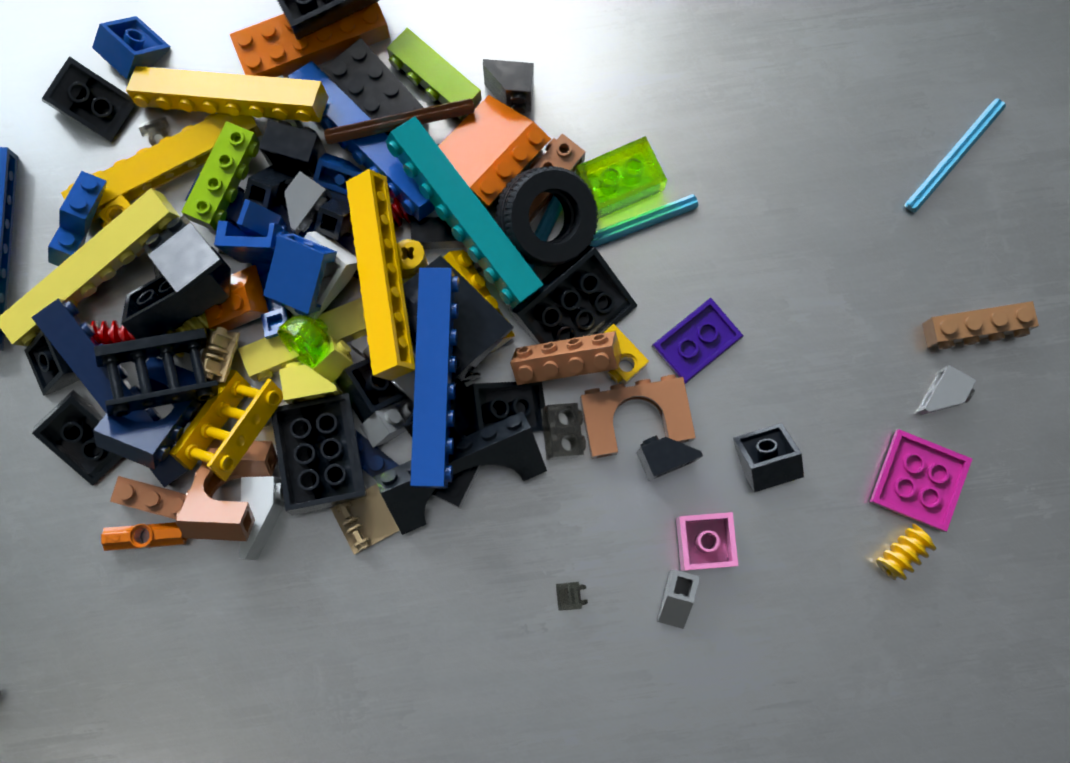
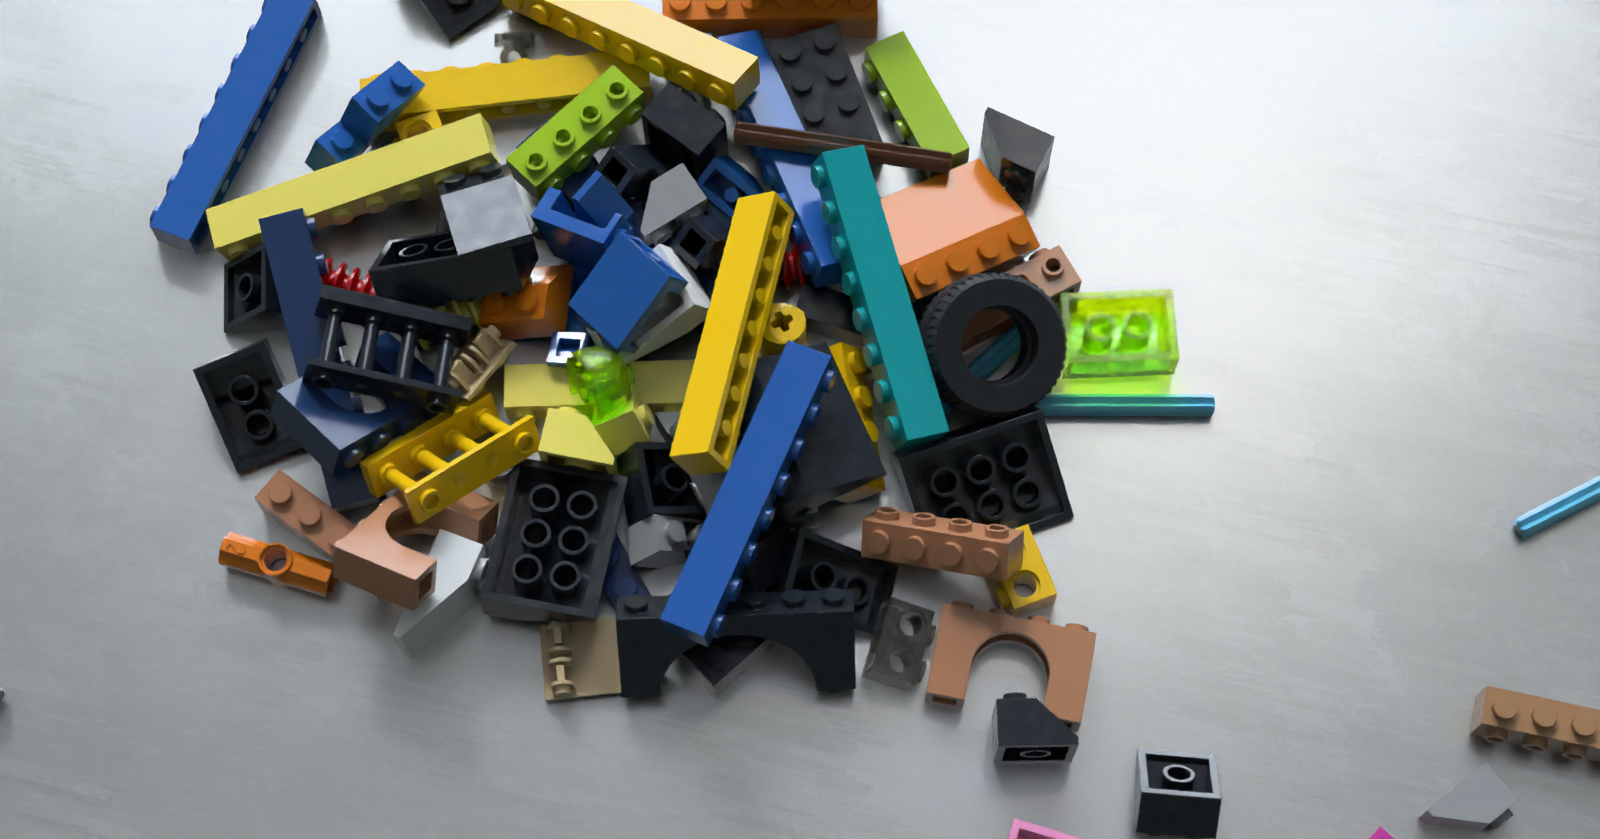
camera: 25 degrees right, 10 degrees down
(697, 340) = (1139, 596): dark purple tile -> none

